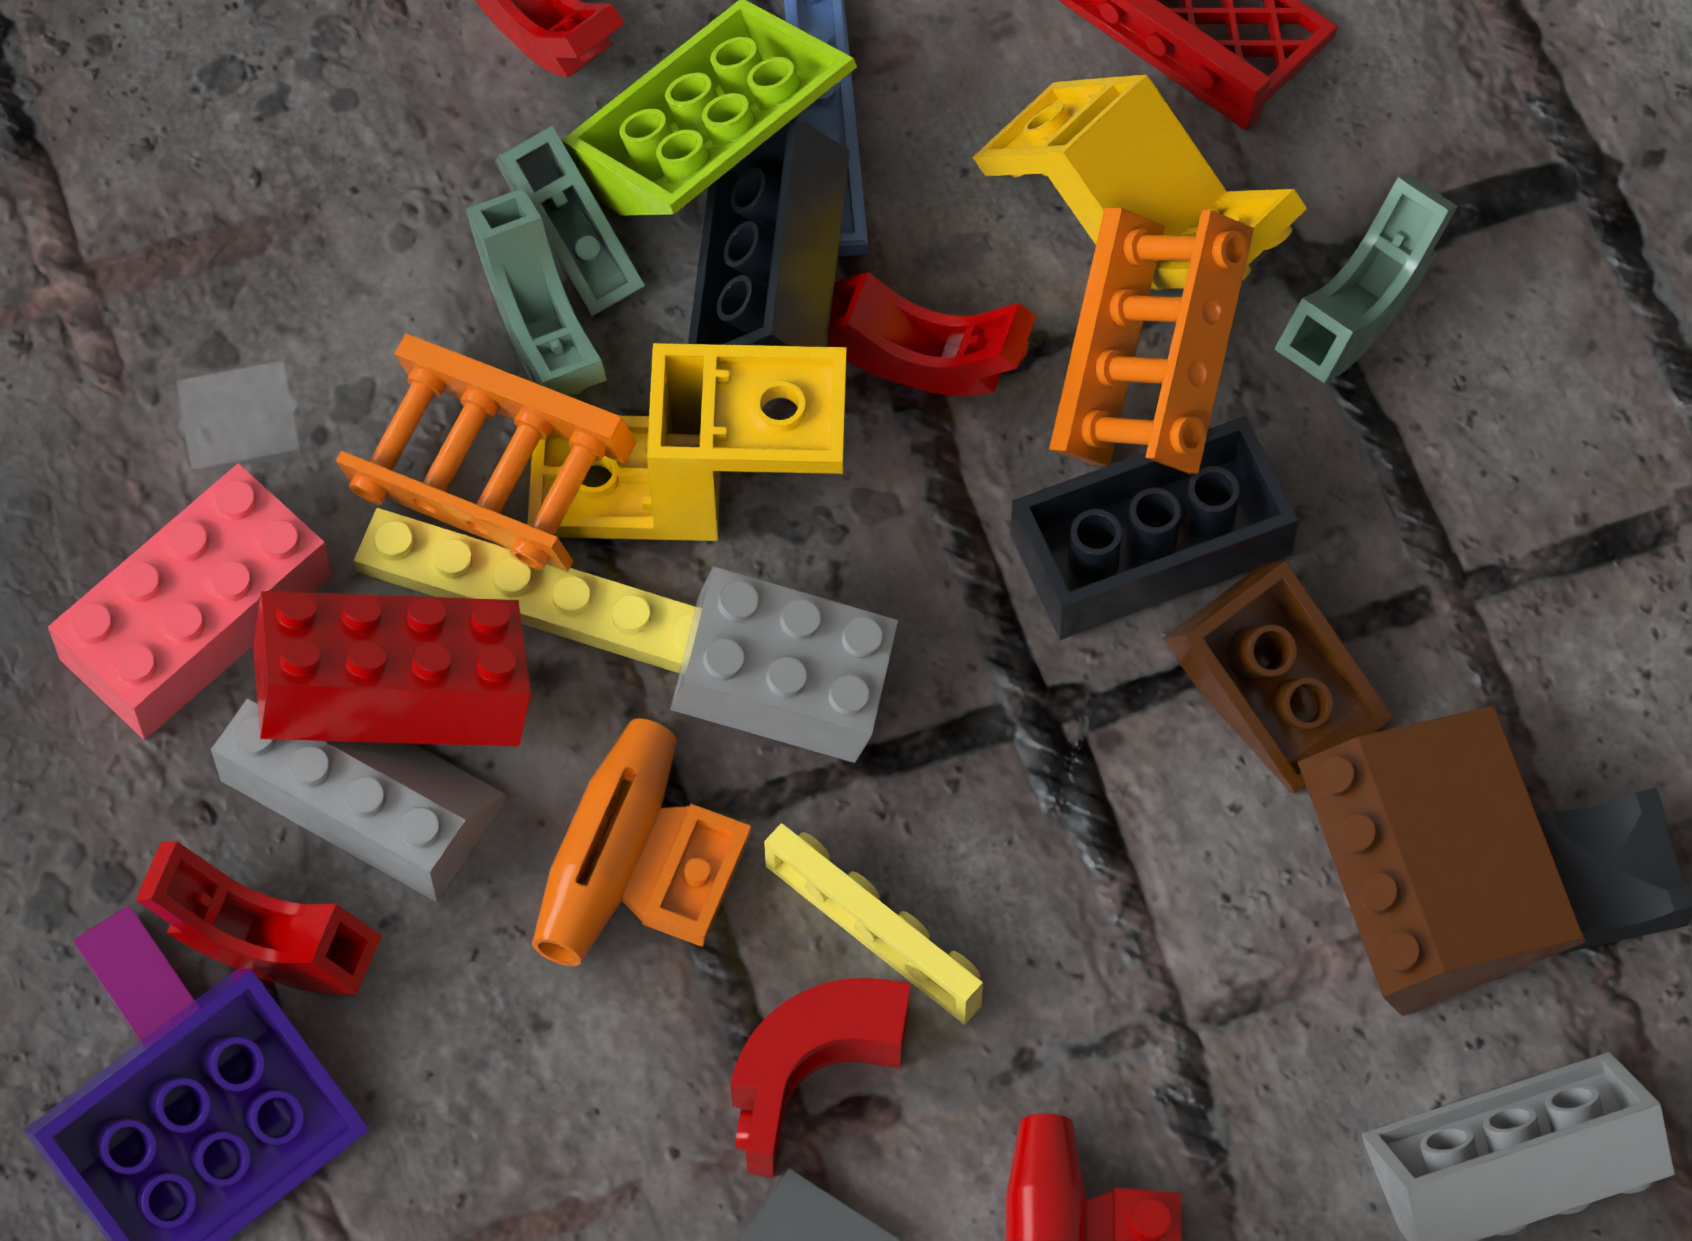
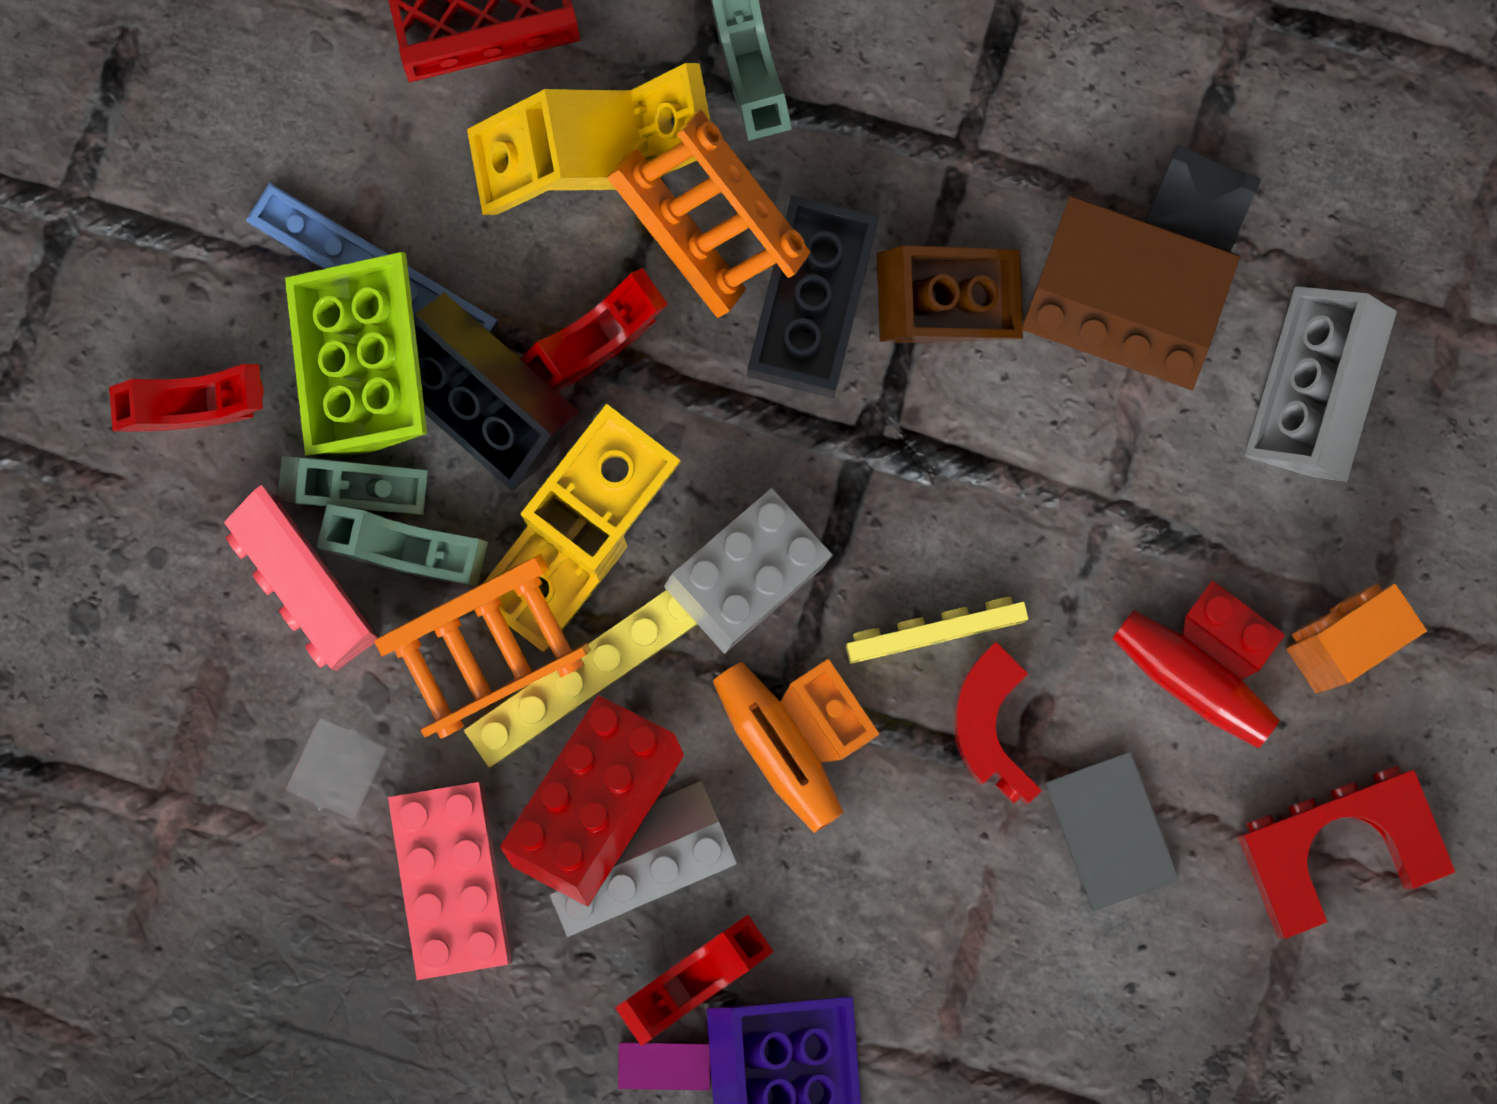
camera: 55 degrees left, 20 degrees up
(423, 230) = (299, 579): none -> coral slope

